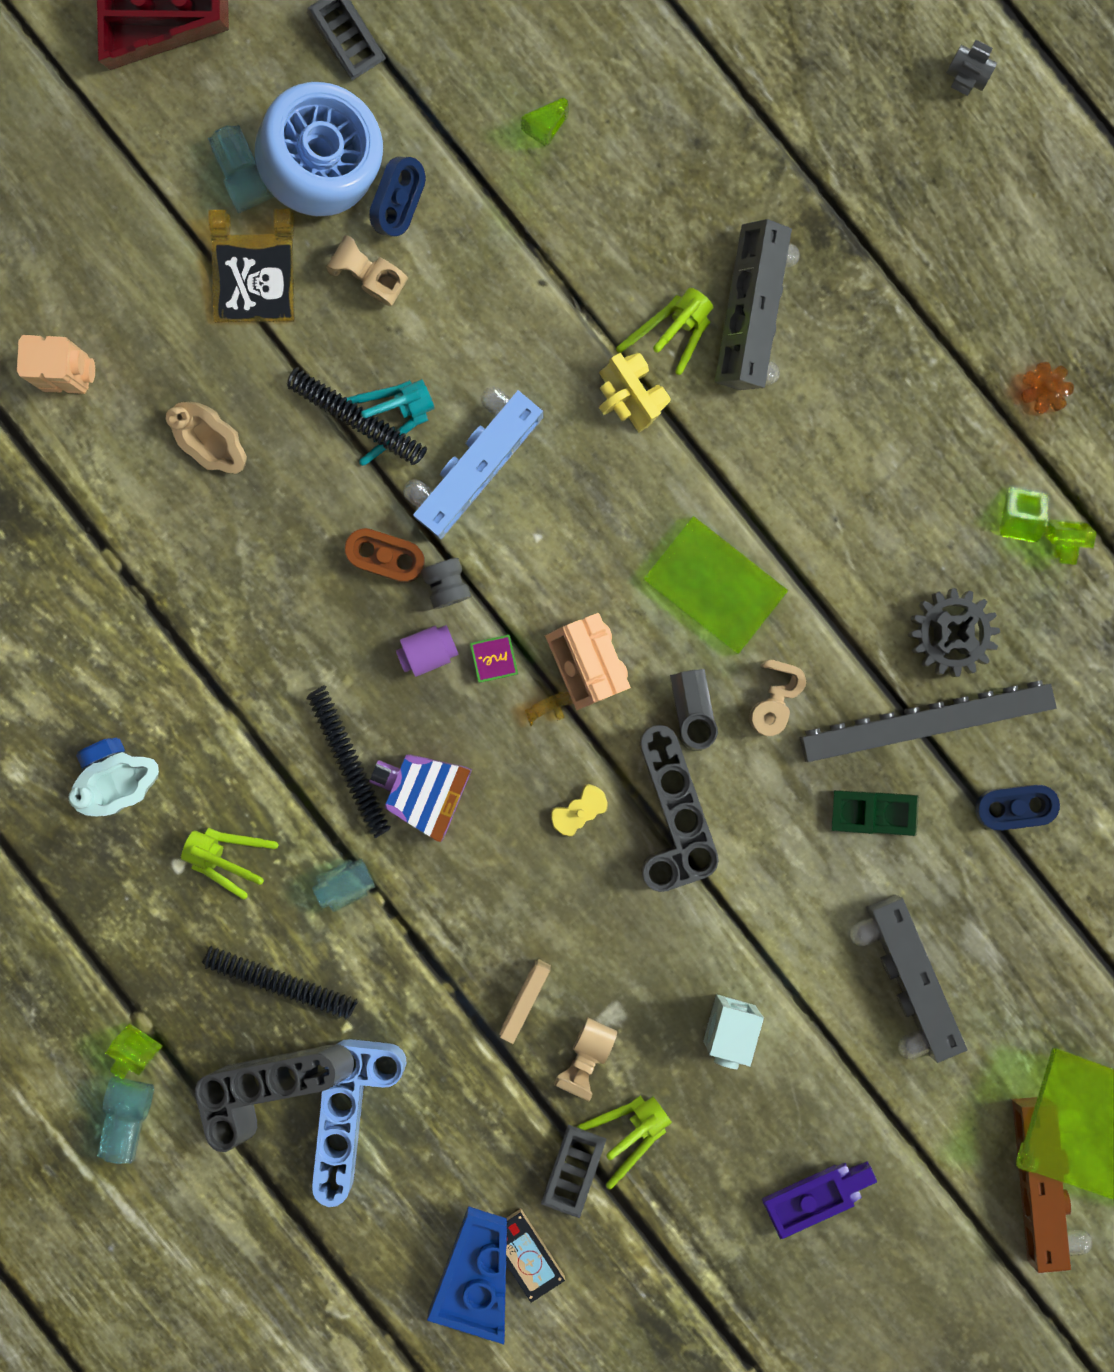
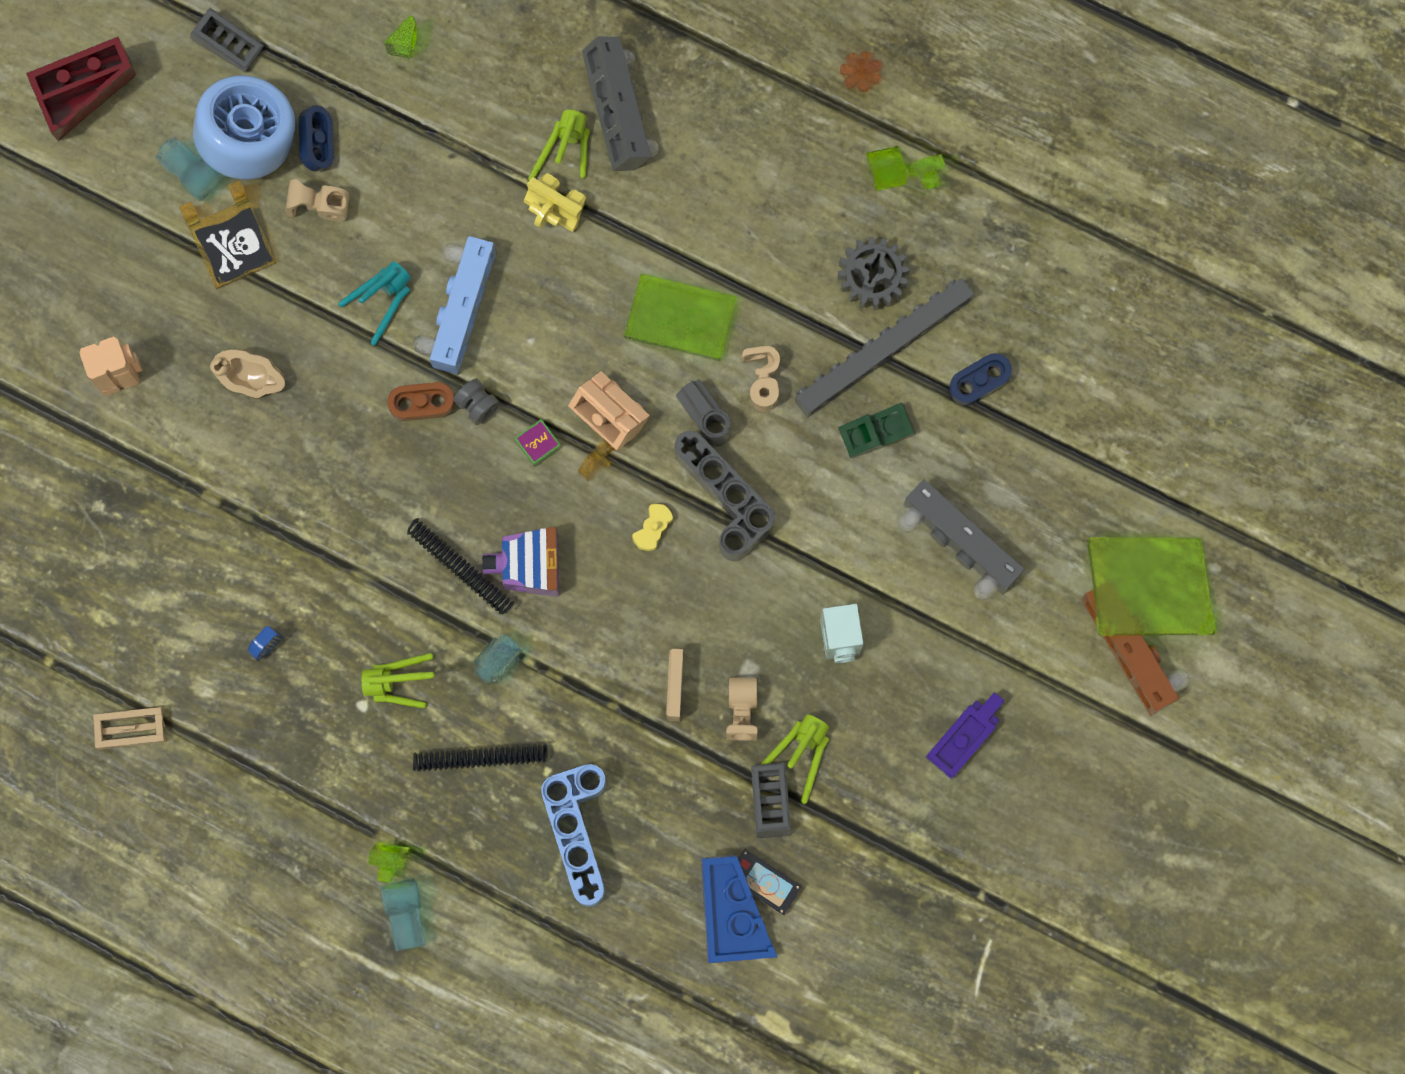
camera: 30 degrees left, 10 degrees down
(113, 784) = (286, 661): light aqua arm -> none
(275, 1083) = (510, 828): dark grey beam -> none
(325, 394) = (314, 302): black piece -> none
(426, 650) = (483, 456): medium lavender brick -> none

